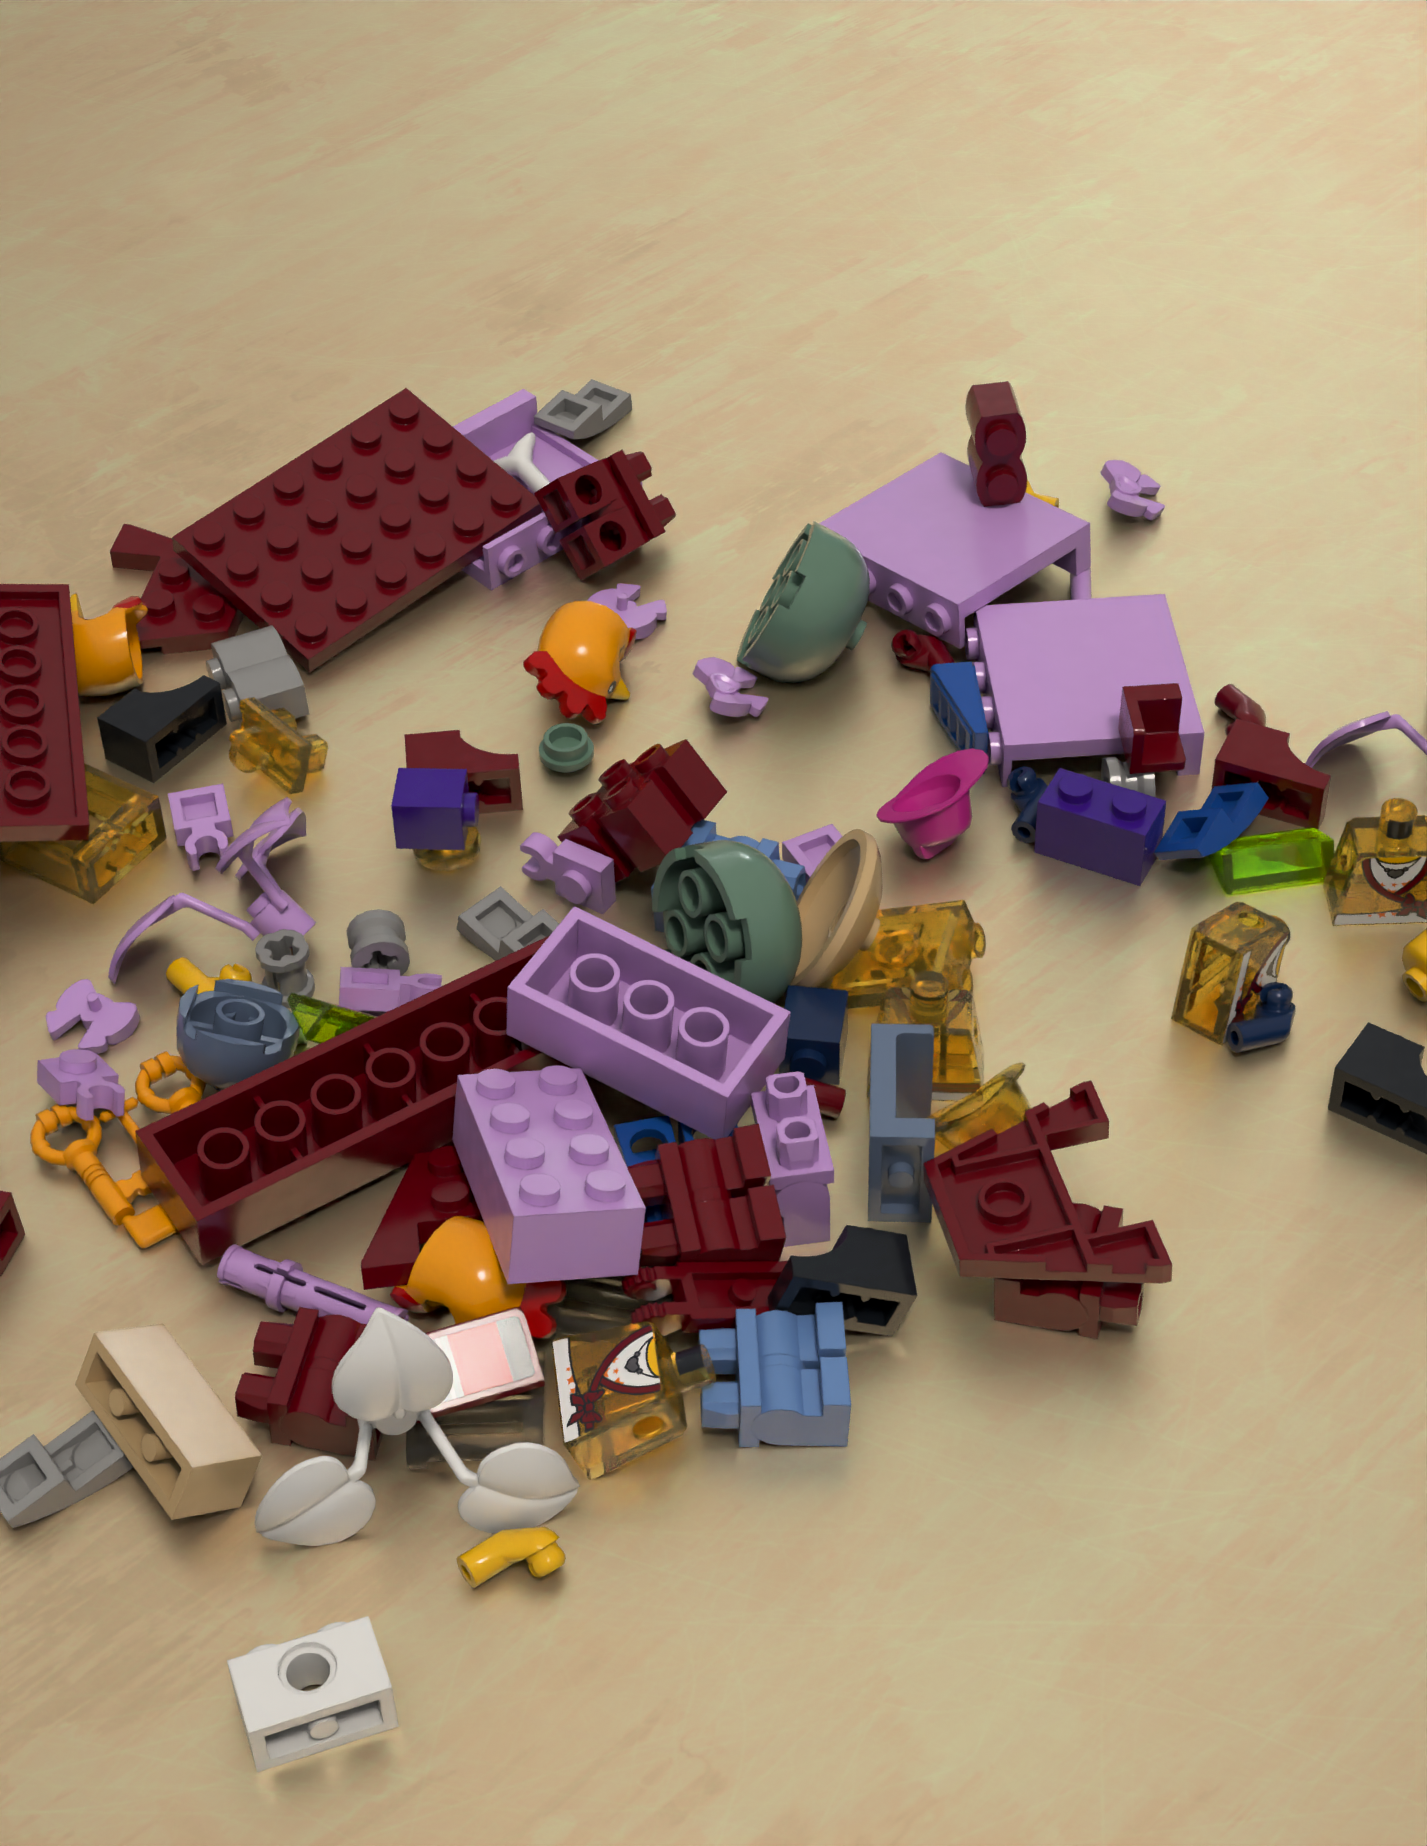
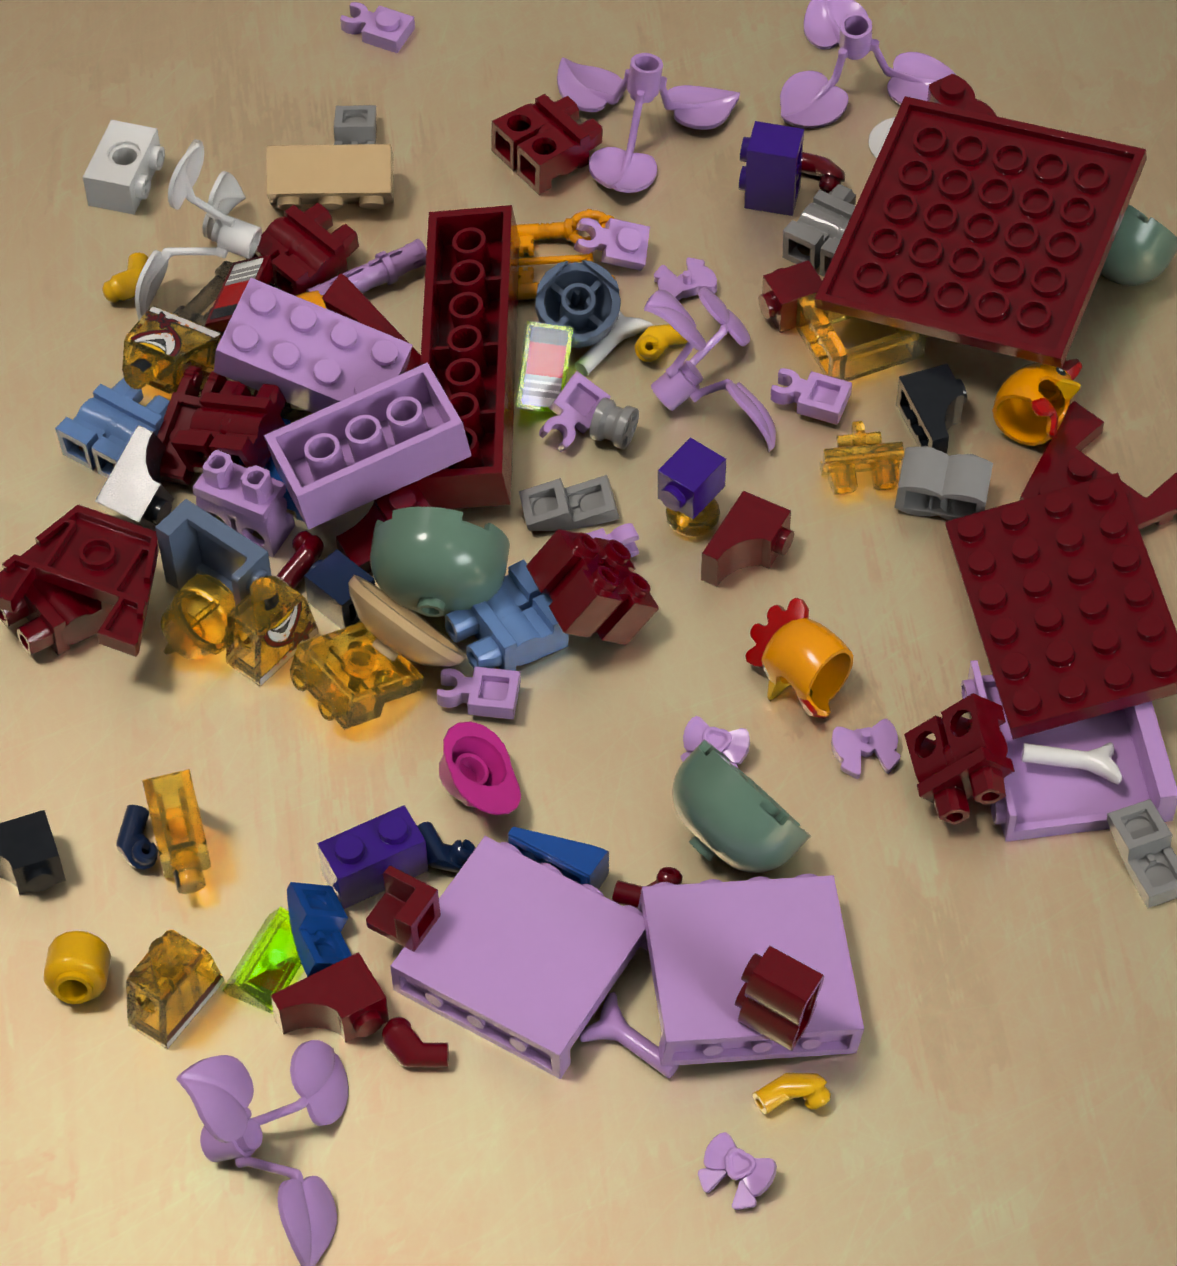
camera: 125 degrees right, 10 degrees up
(61, 899) = (783, 289): none -> dark red brick
(282, 967) = (633, 363): light grey bush -> none
(566, 748) = (730, 621): sand green plate -> none

